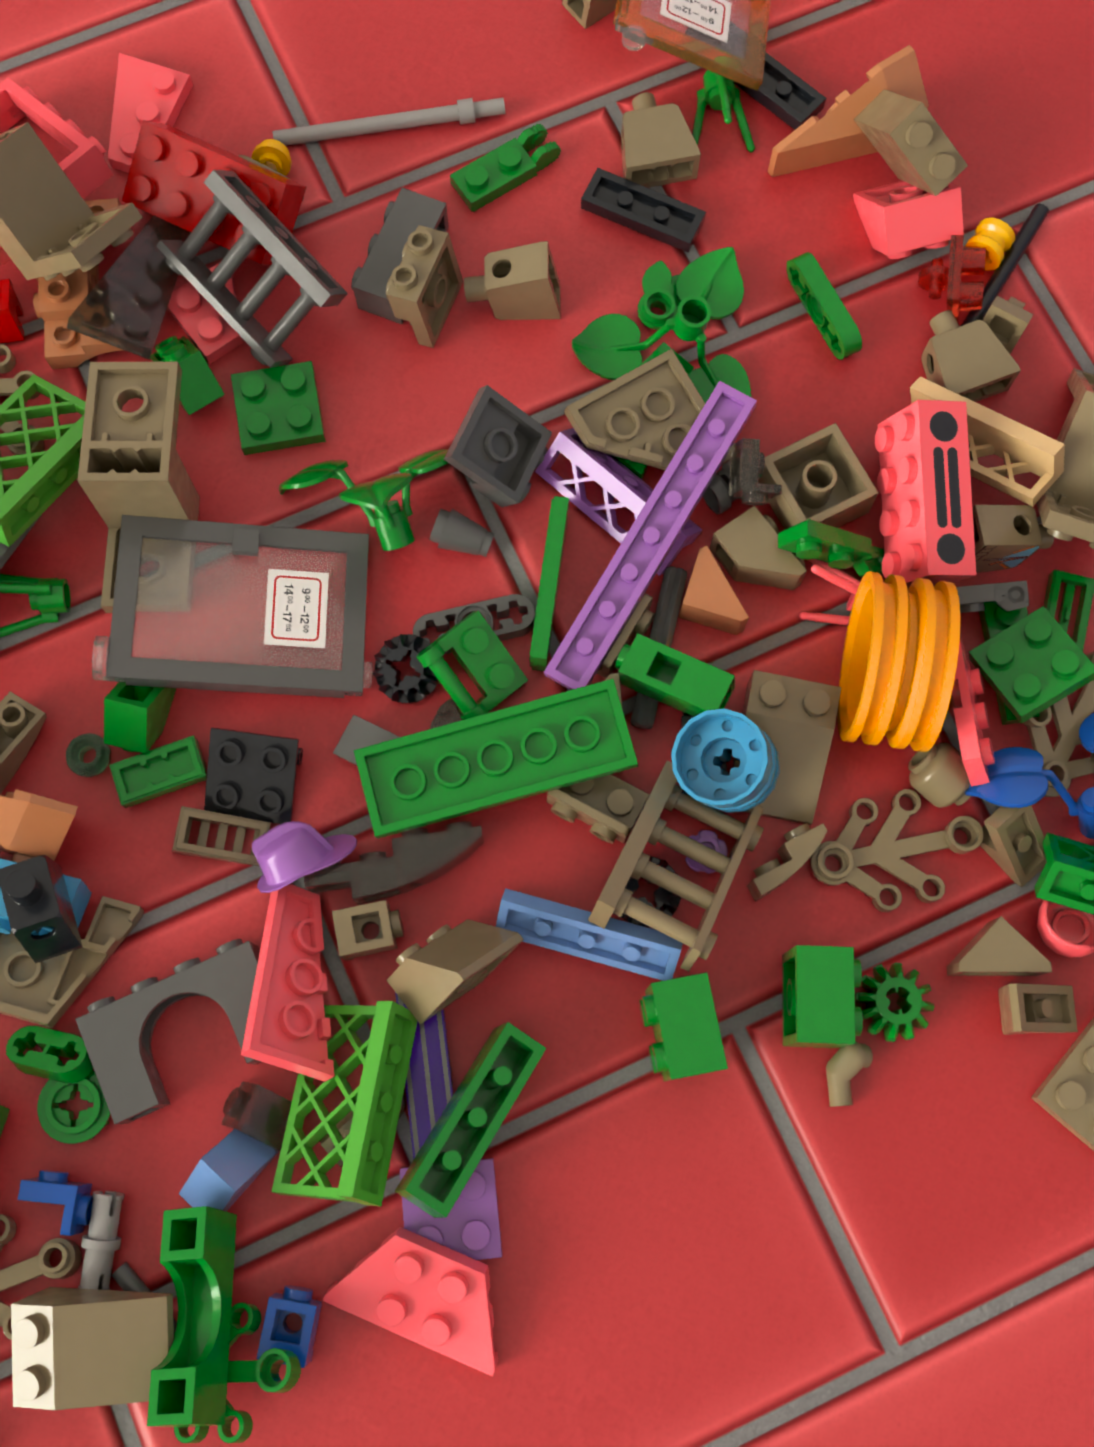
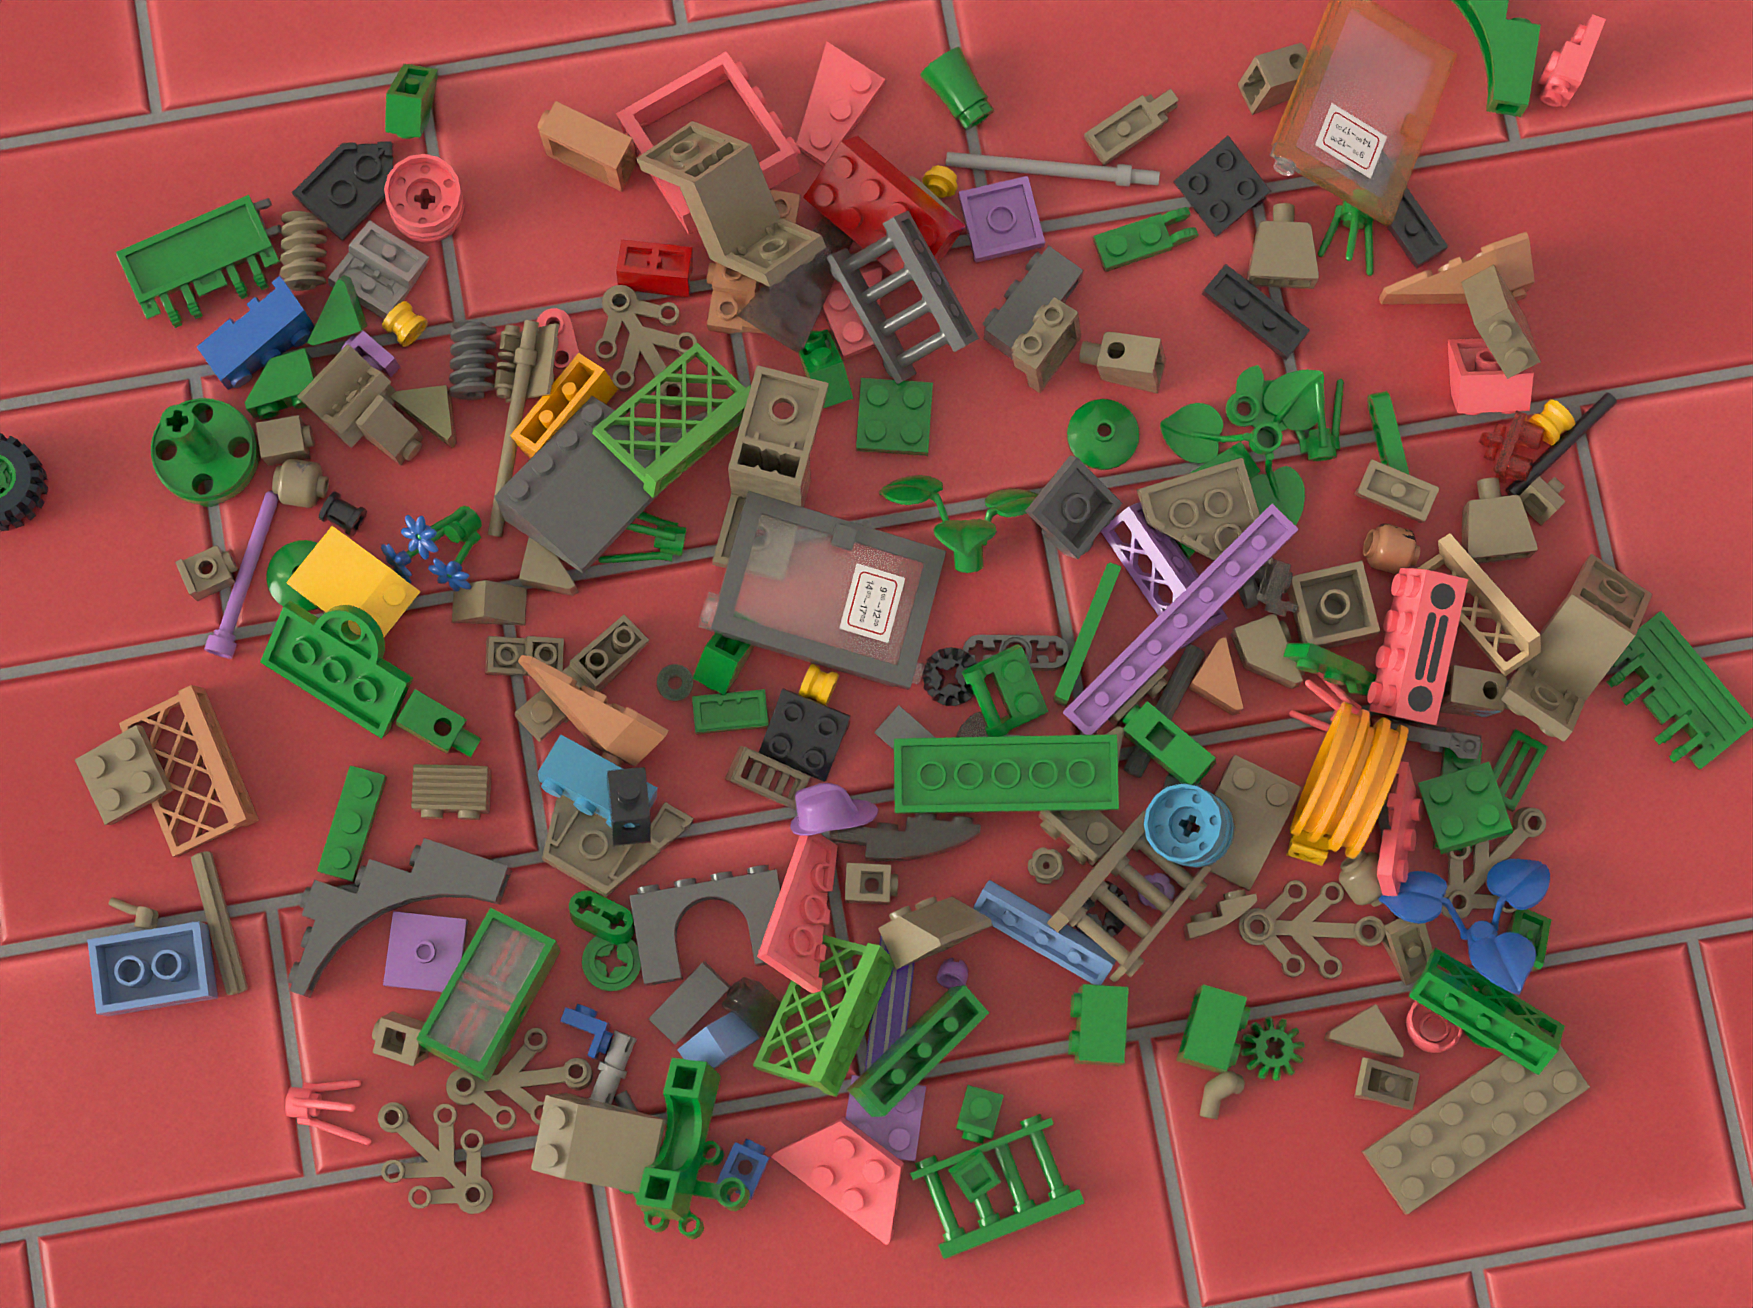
camera: 15 degrees right, 5 degrees up
(179, 1131) = (689, 1002): none -> dark grey slope
(255, 714) = (818, 684): none -> yellow wheel
(267, 62) = (958, 88): none -> green plant
(346, 181) = (1001, 219): none -> medium lavender plate
(460, 61) = (1130, 125): none -> dark tan hinge
(460, 534) = (1023, 571): dark grey cone -> none
(491, 1011) = (952, 973): none -> medium lavender hinge
(521, 386) = (1101, 451): none -> green dish
(566, 1177) = (979, 1114): none -> green bracket
(570, 843) = (1036, 869): none -> dark tan plate
(574, 95) = (1222, 186): none -> black hinge
(579, 1259) = (974, 1175): none -> green tile
(616, 1315) = (1025, 1209): none -> green fence
(752, 320) = (1321, 441): none -> green plant
(849, 349) = (1397, 491): none -> dark tan panel
(859, 410) = (1391, 548): none -> nougat head
(865, 758) = (1306, 850): none -> yellow piece

